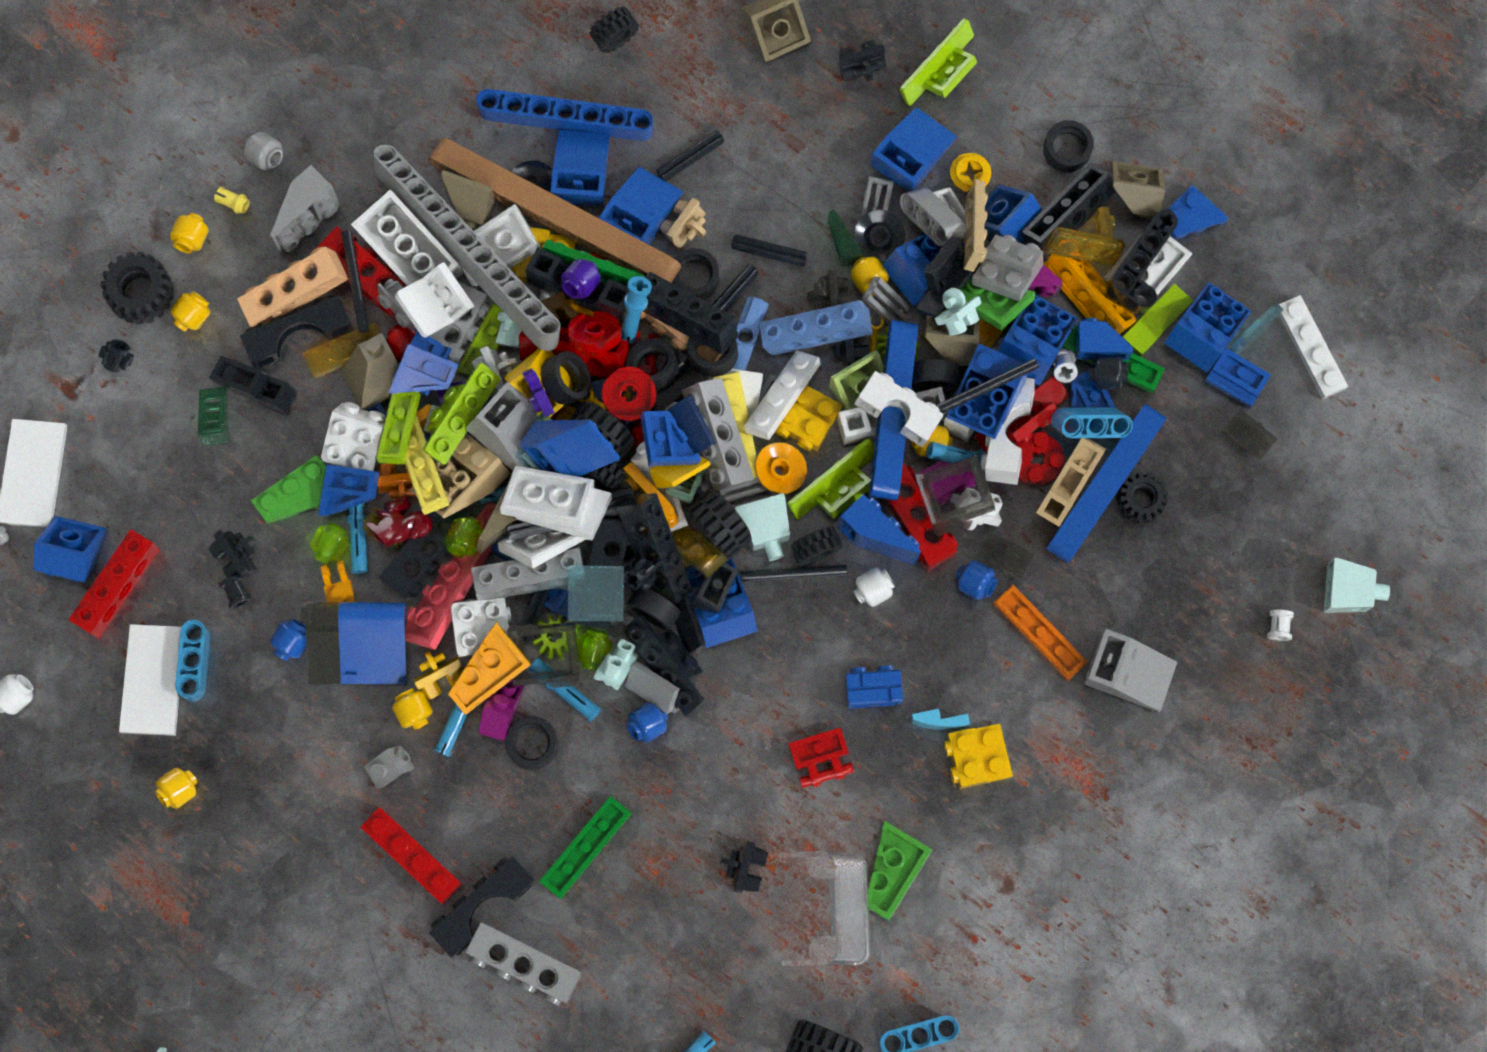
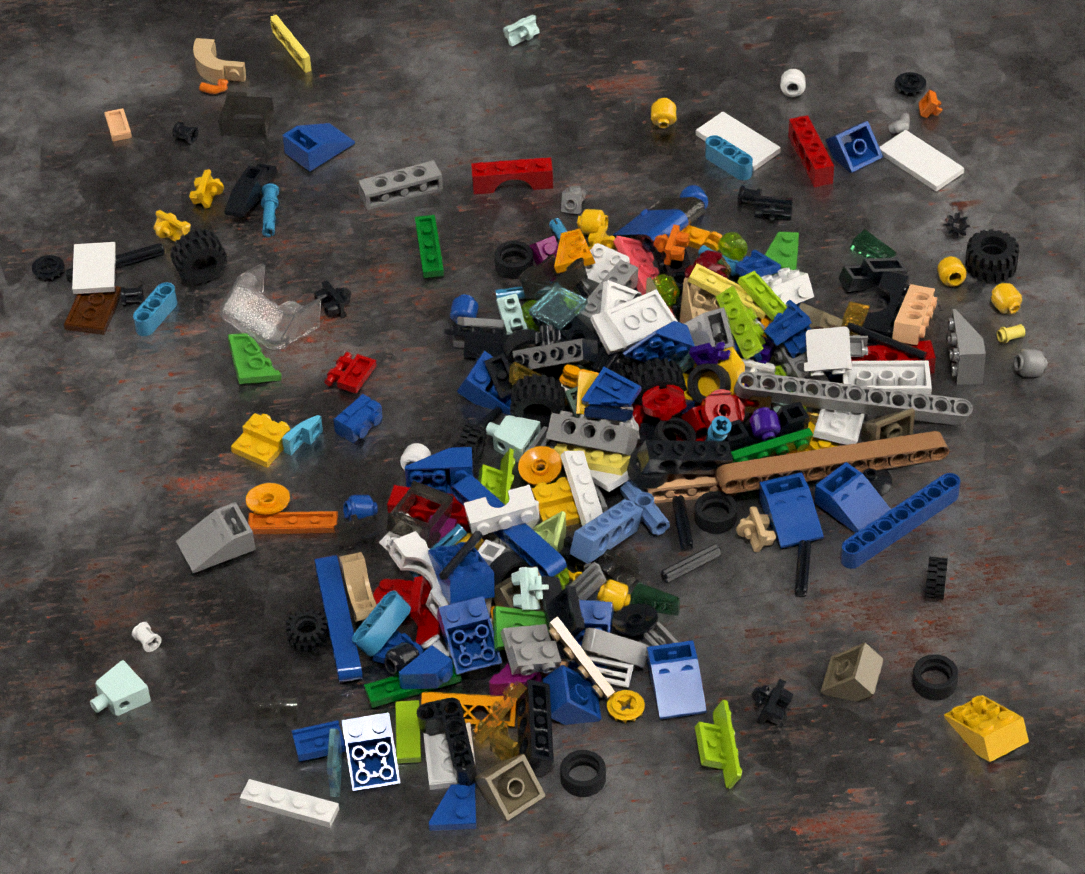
camera: 140 degrees right, 30 degrees down
(385, 584) = (671, 244): none -> orange hips
(455, 930) = (450, 203): black arch -> none
(1042, 659) = (267, 498): none -> light orange dish

